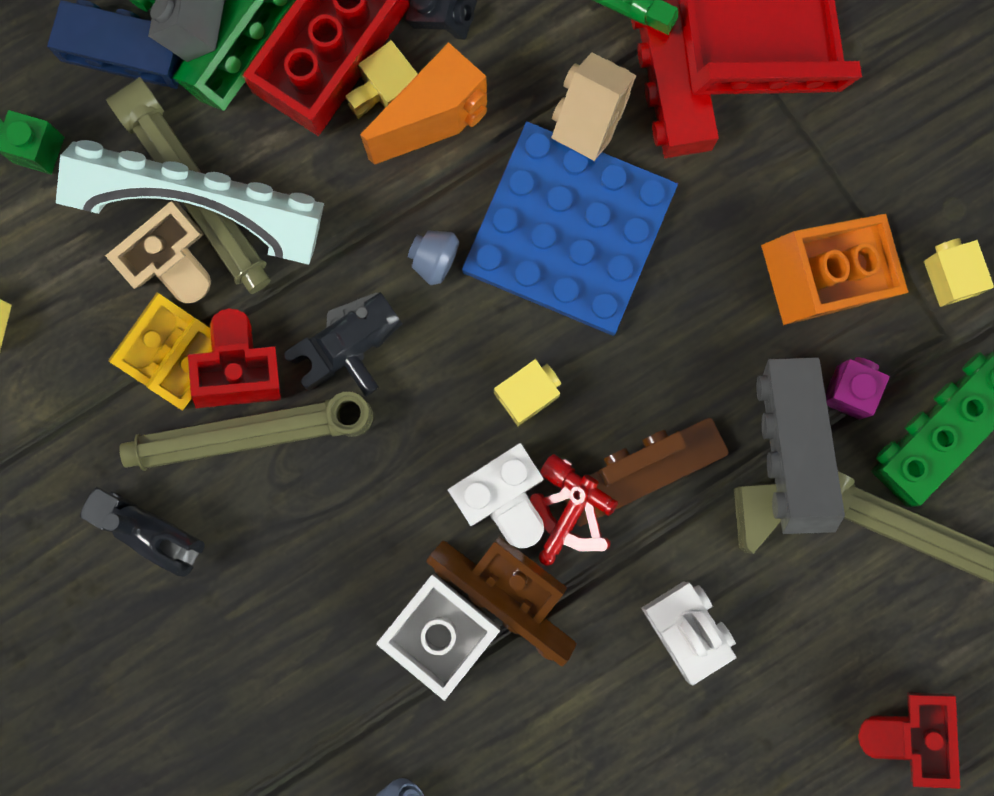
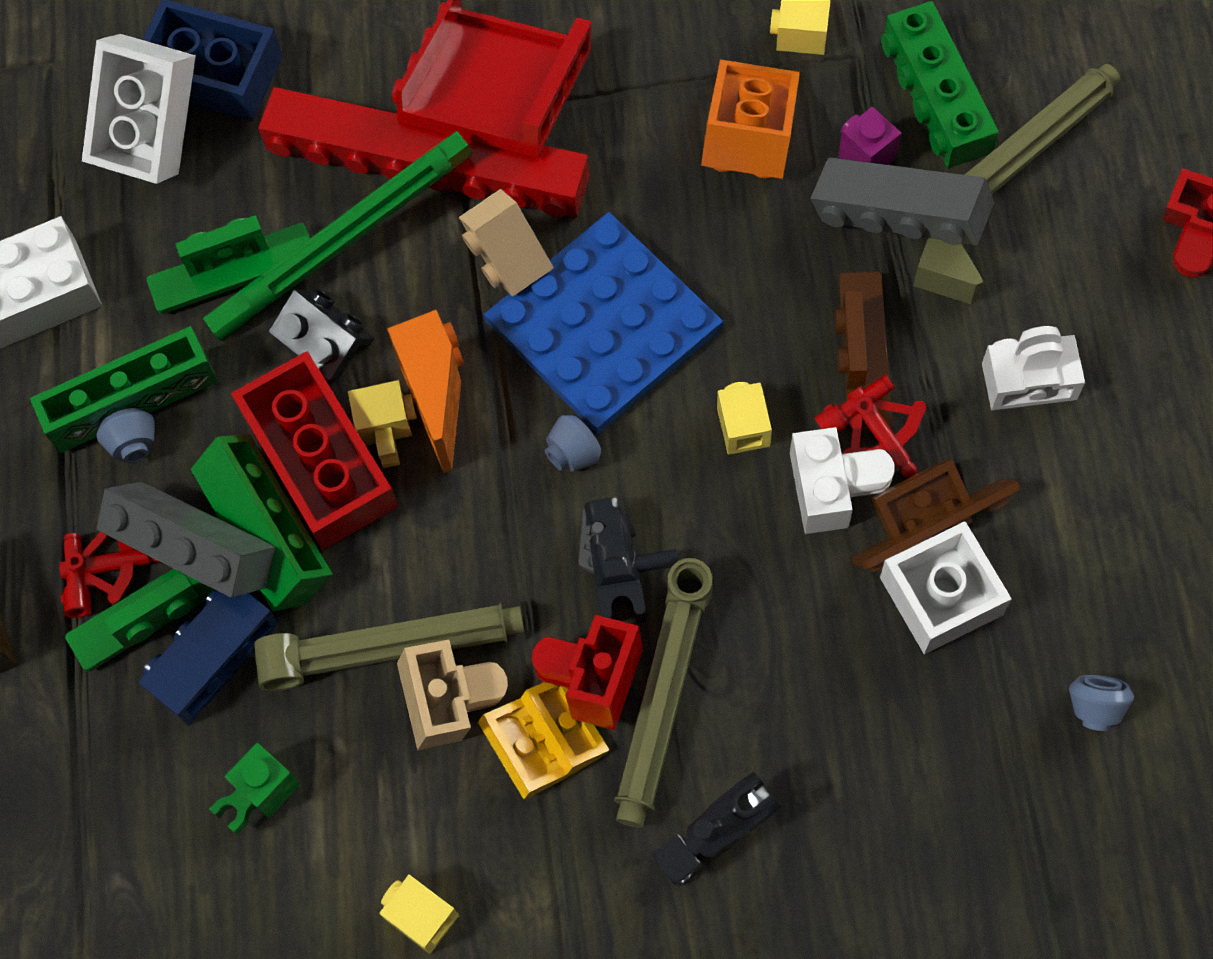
camera: 60 degrees left, 15 degrees down
(97, 176) = (344, 709): light aqua arch -> none

